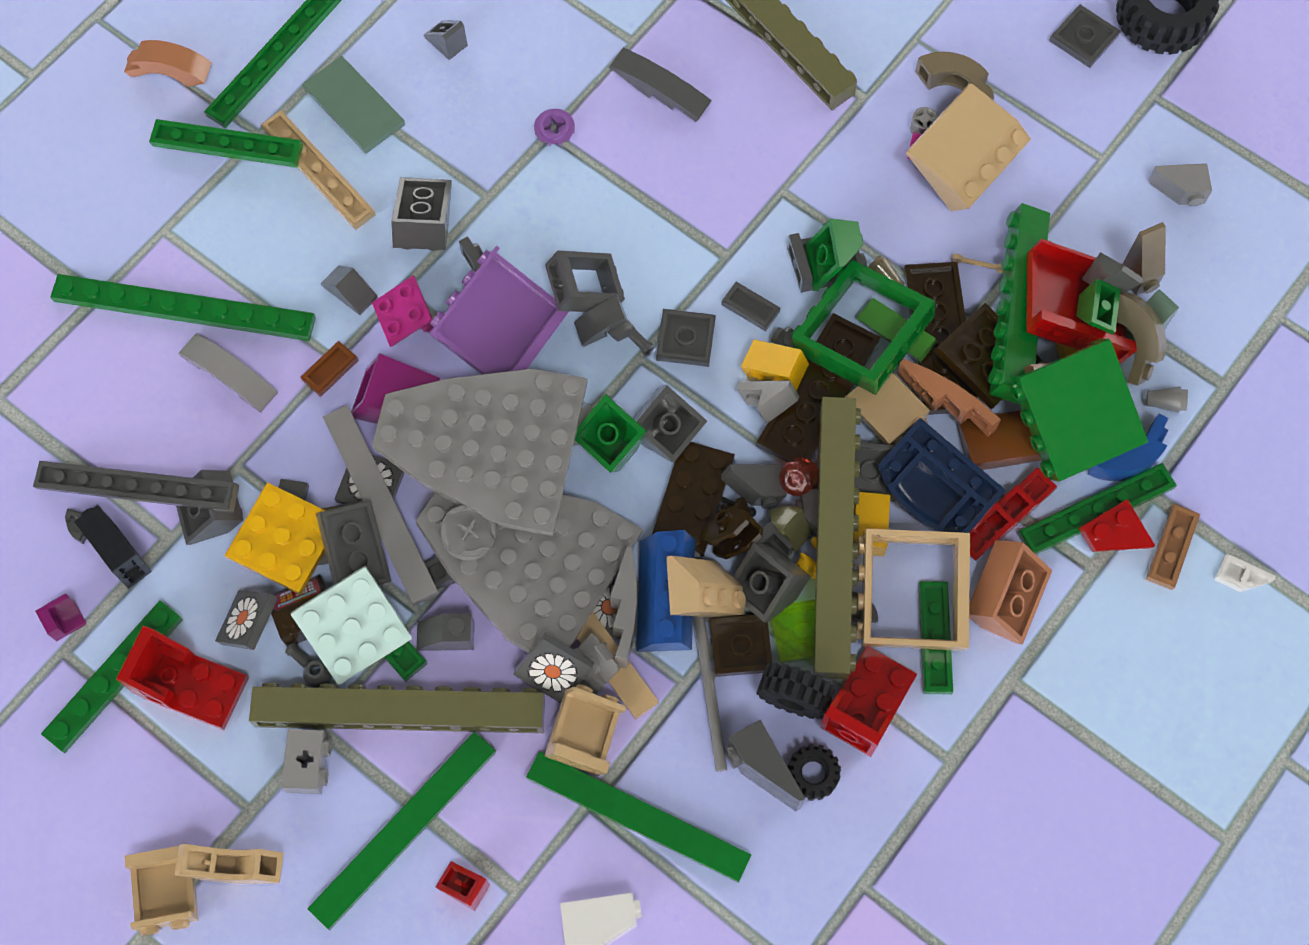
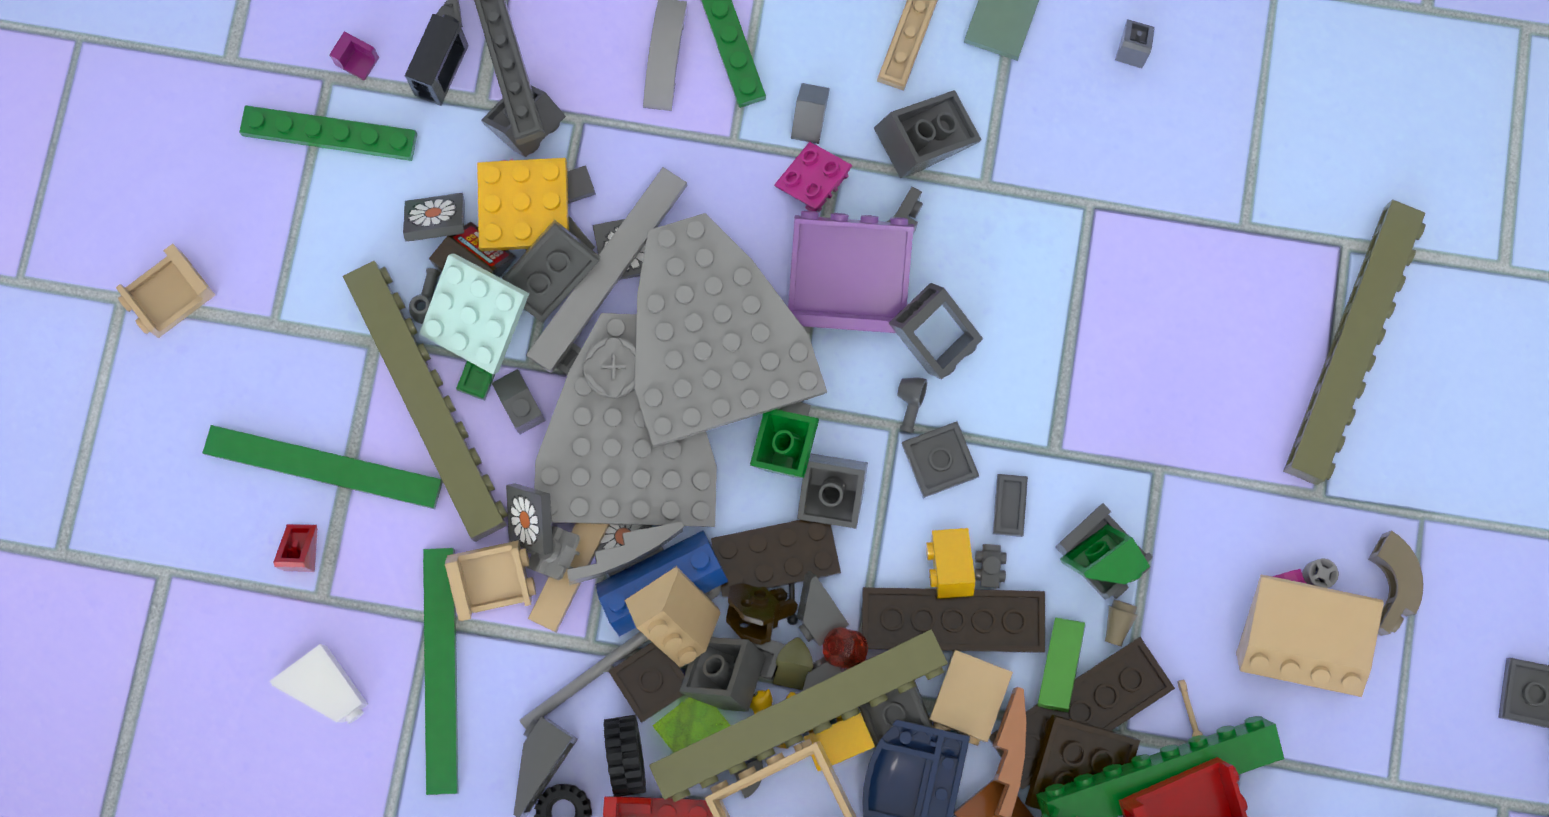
camera: 60 degrees right, 10 degrees up
(180, 680) = (353, 194): red bracket -> none
(229, 865) = (212, 336): tan arch -> none
(299, 747) = (320, 346): light grey brick -> none
(329, 368) = (719, 143): dark orange tile -> none
(384, 377) = (729, 208): magenta slope -> none
(561, 119) = (1096, 192): medium lavender gear -> none
(600, 319) = (907, 368): dark grey slope -> none
(661, 83) = (1206, 282): dark grey slope -> none
(768, 396) = (913, 576): light grey slope -> none
(875, 378) = (1035, 677): green window -> none

